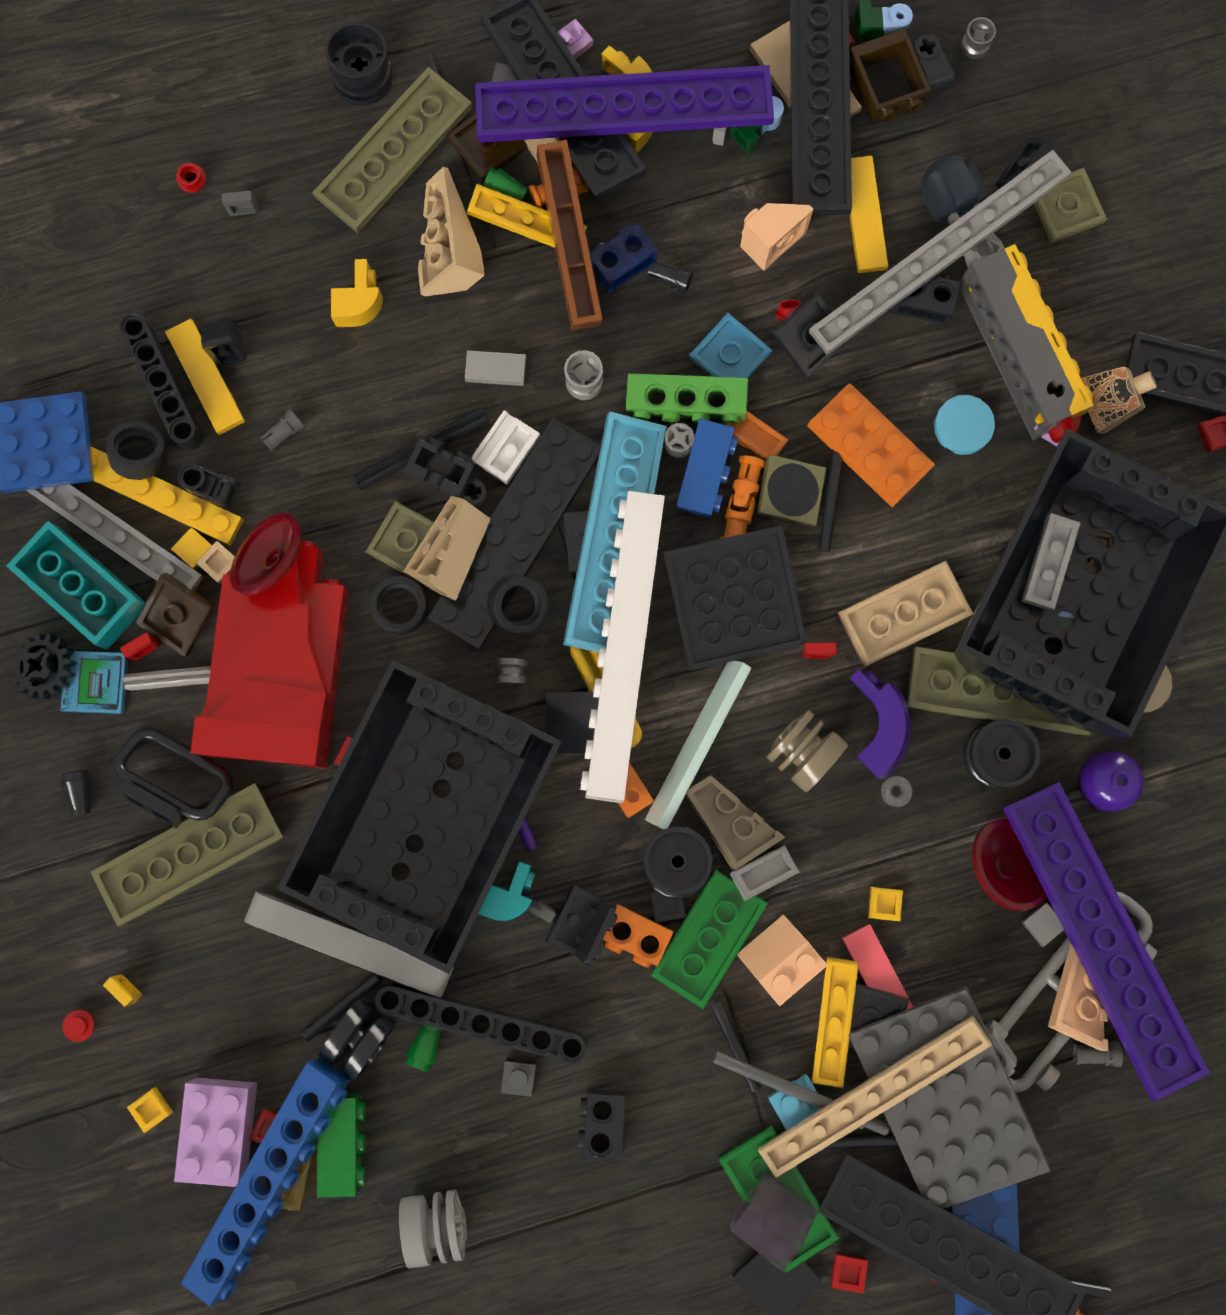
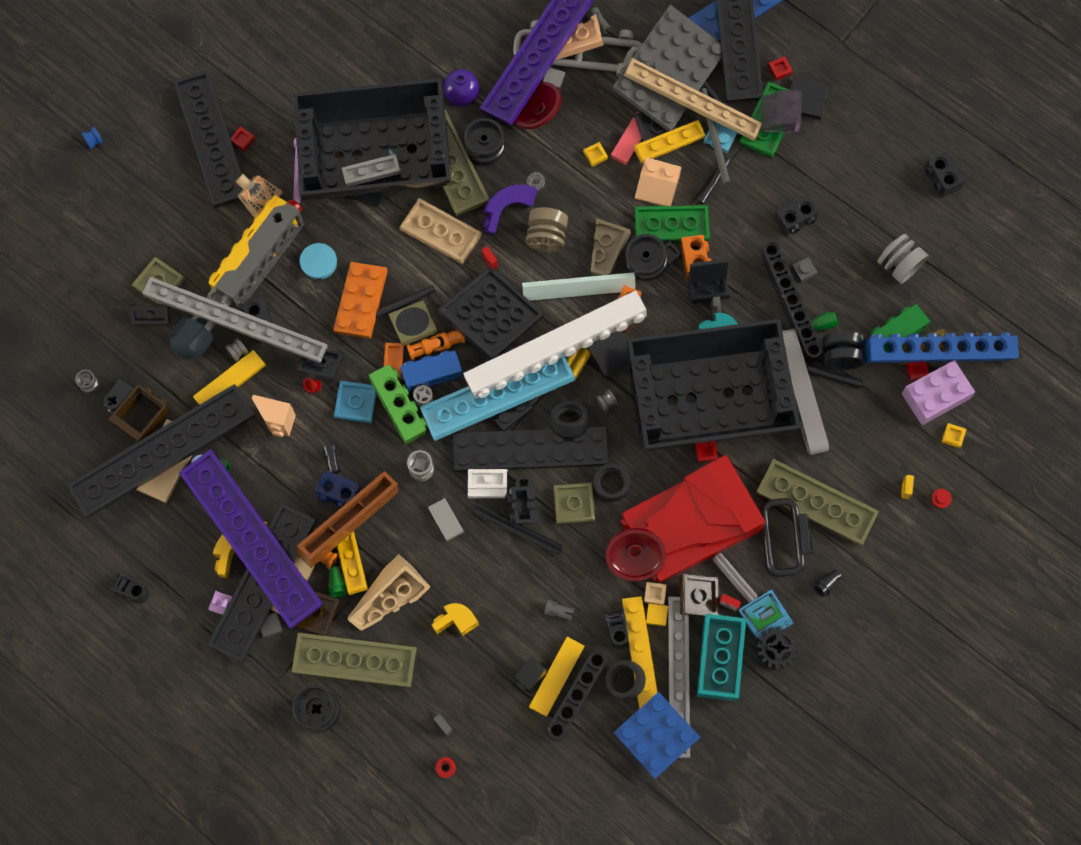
camera: 125 degrees left, 10 degrees down
(449, 548) = (564, 471): tan wedge -> none
(764, 873) = (621, 216): light grey tile -> none
(880, 21) = (109, 439): leg -> none
(901, 243) = (236, 349): none -> flat silver wheel

